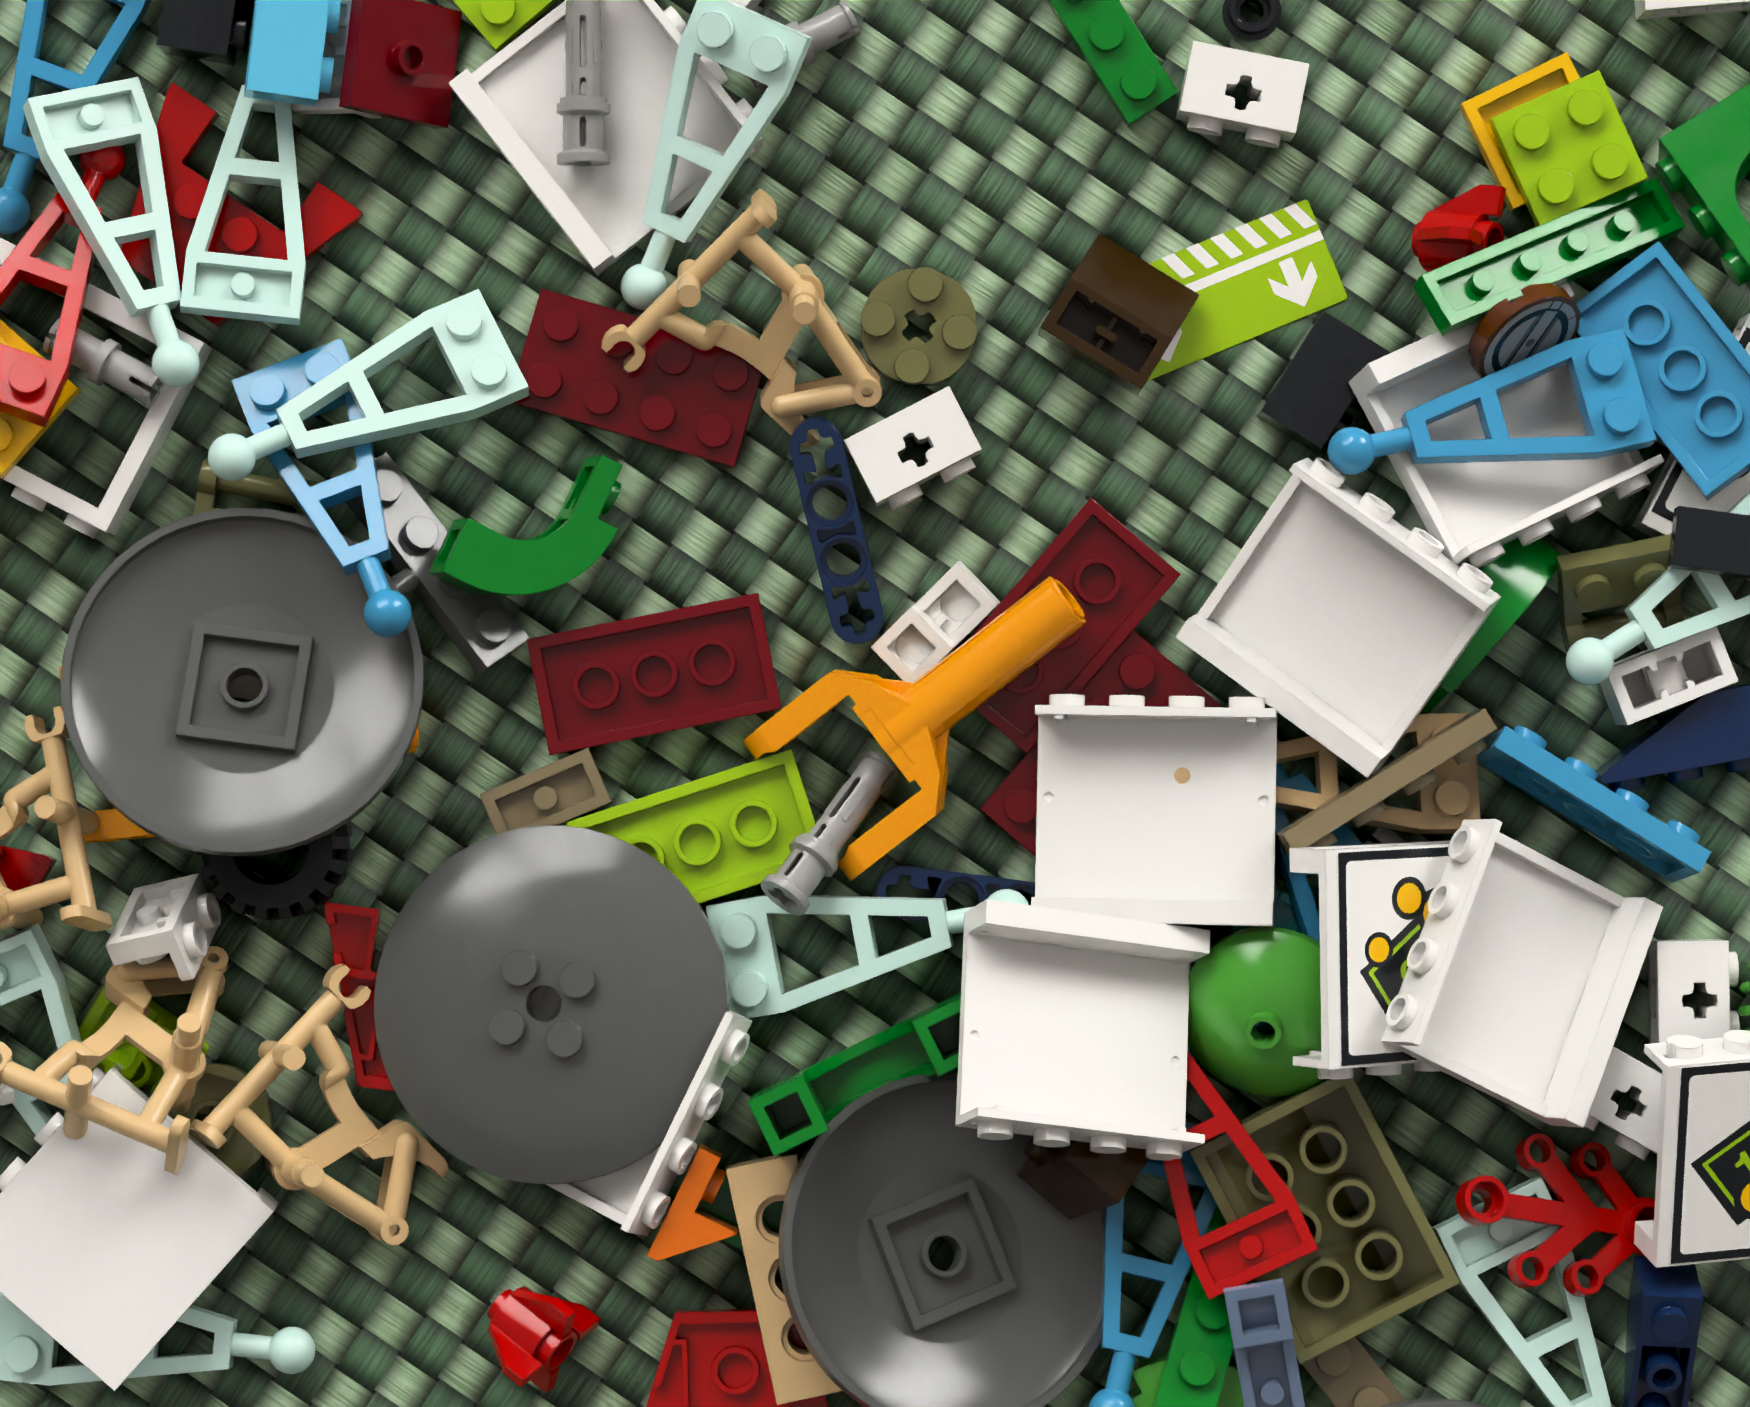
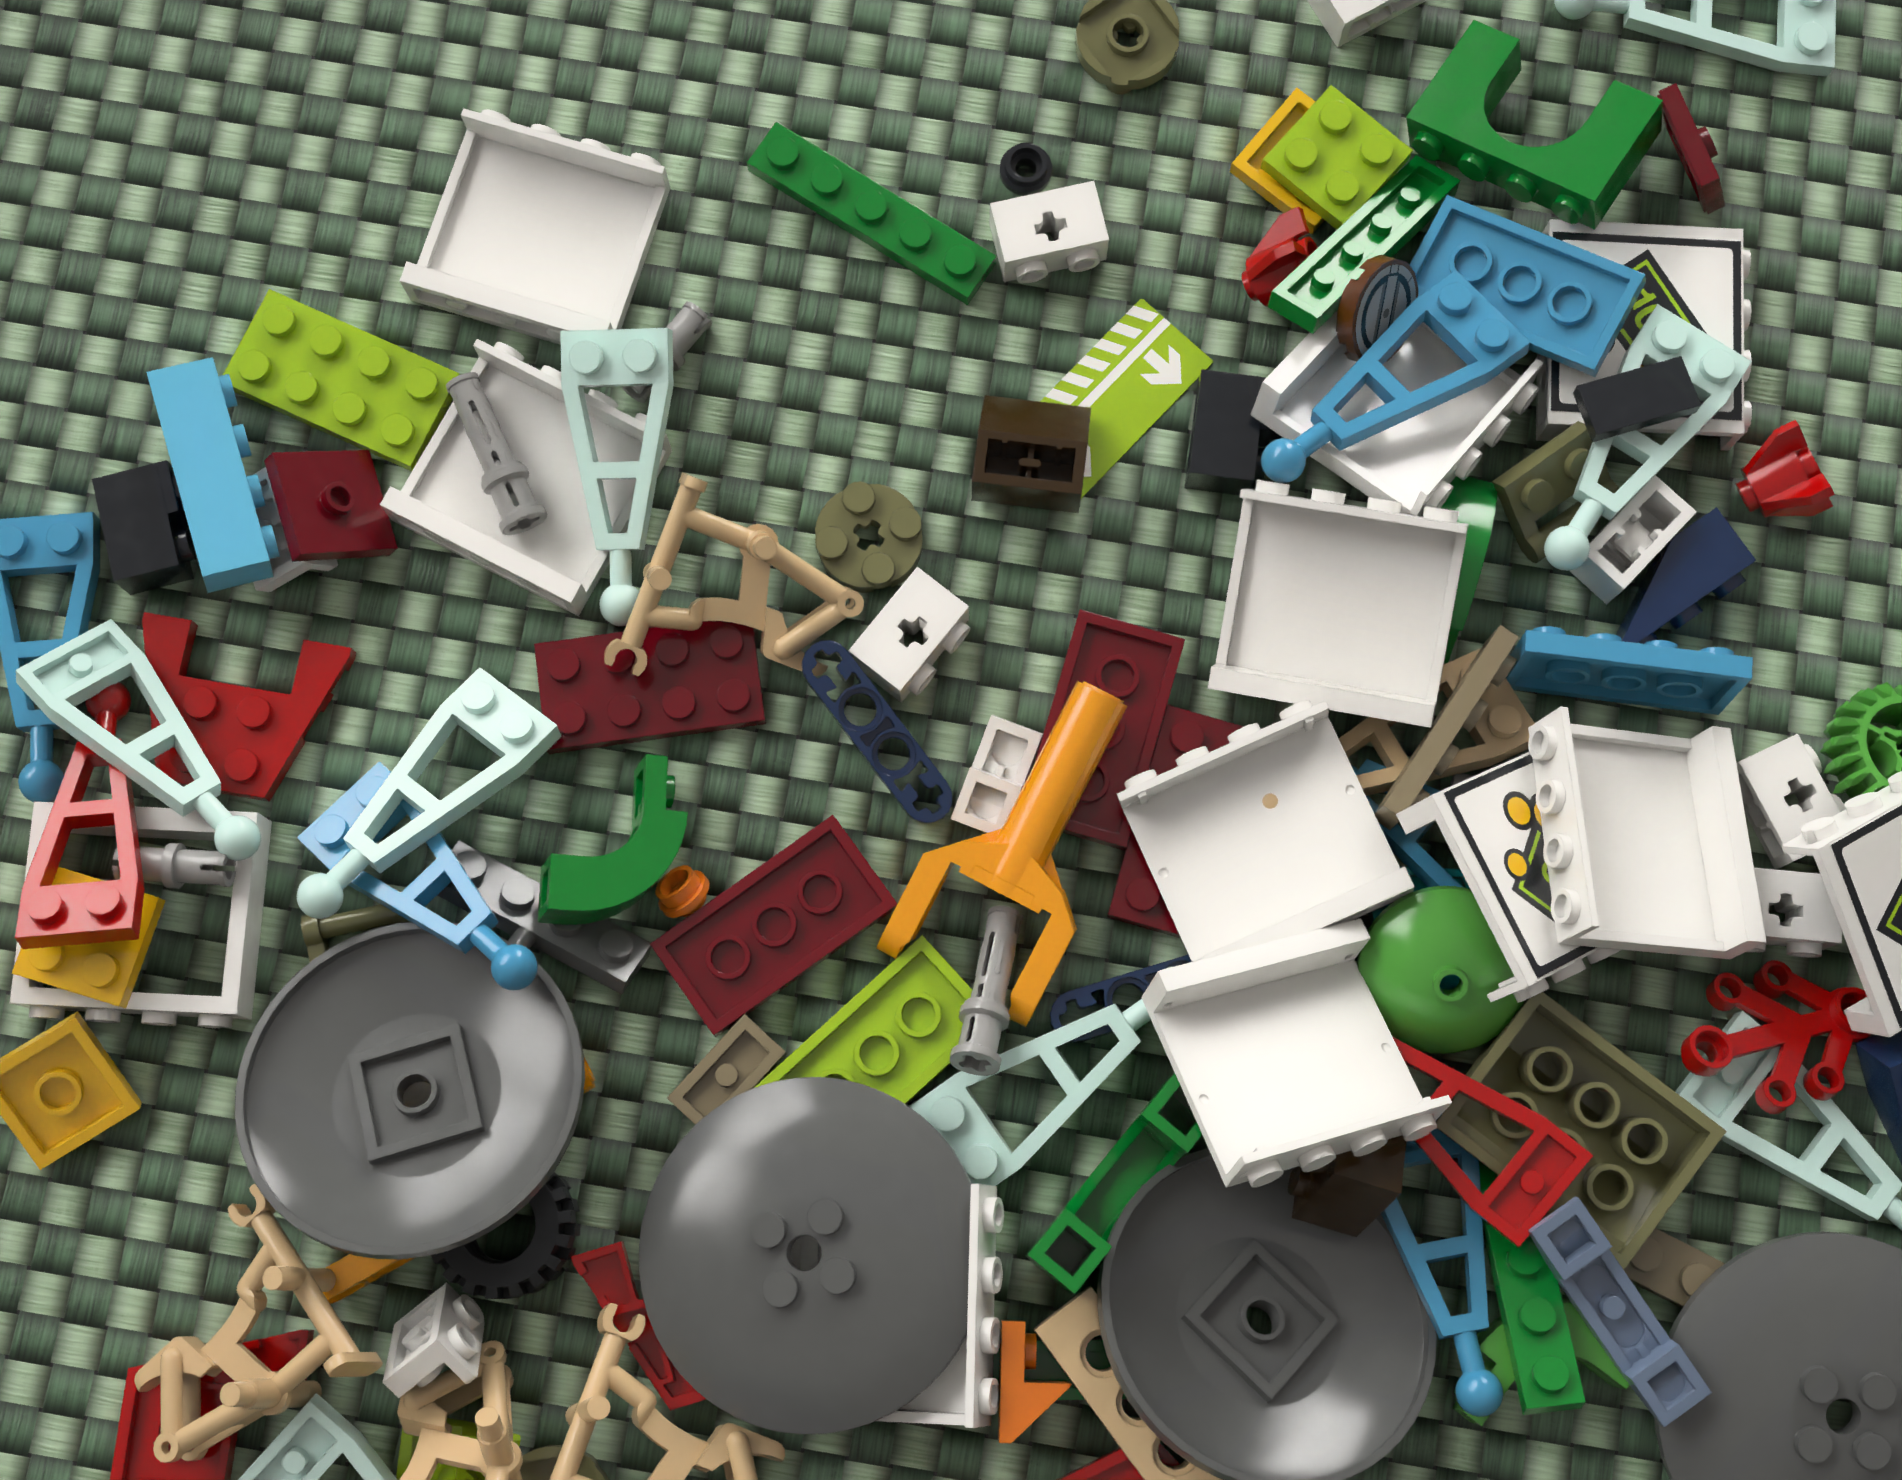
camera: 25 degrees left, 10 degrees down
(244, 284) = (268, 748): light aqua plate -> none
(580, 602) = (682, 891): none -> orange plate

